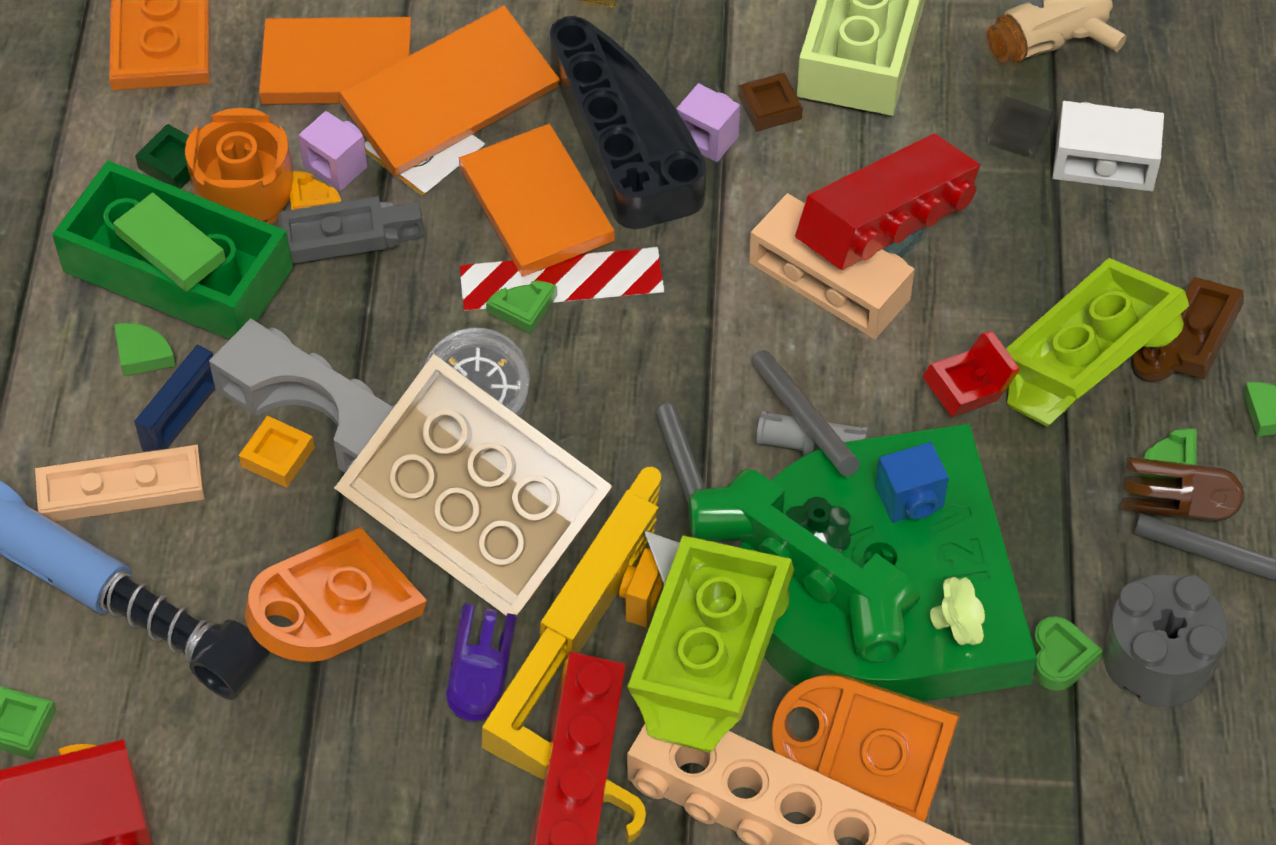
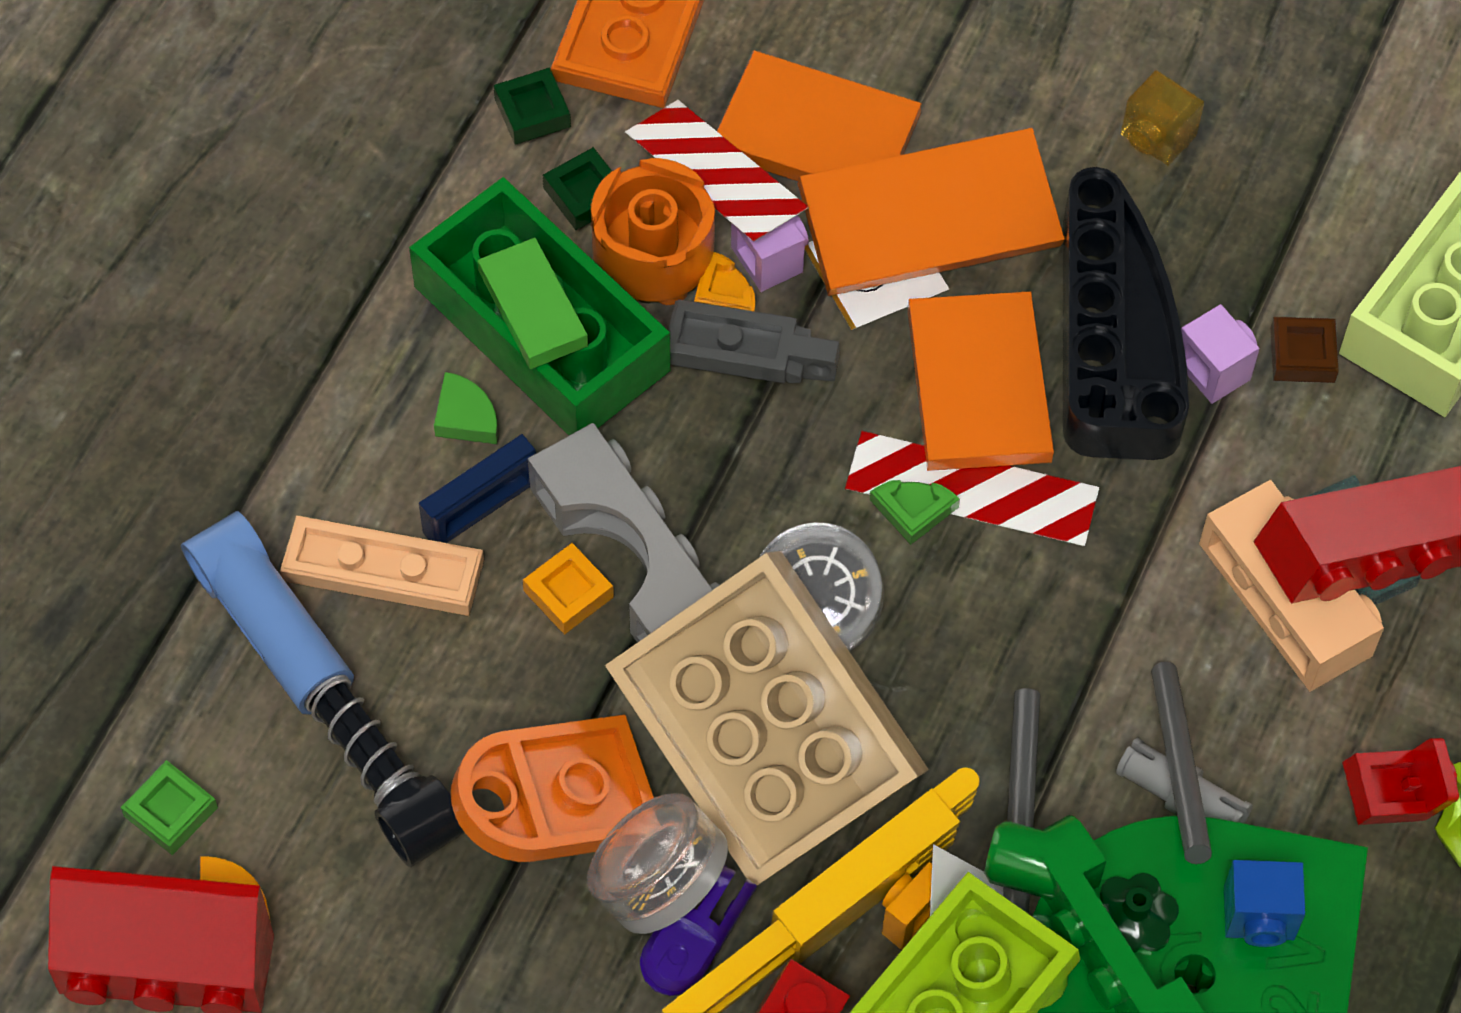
camera: 20 degrees right, 5 degrees up
(105, 110) = (532, 106): none -> dark green plate
(297, 114) = (734, 182): none -> sticker
(434, 620) = (657, 863): none -> clear piece

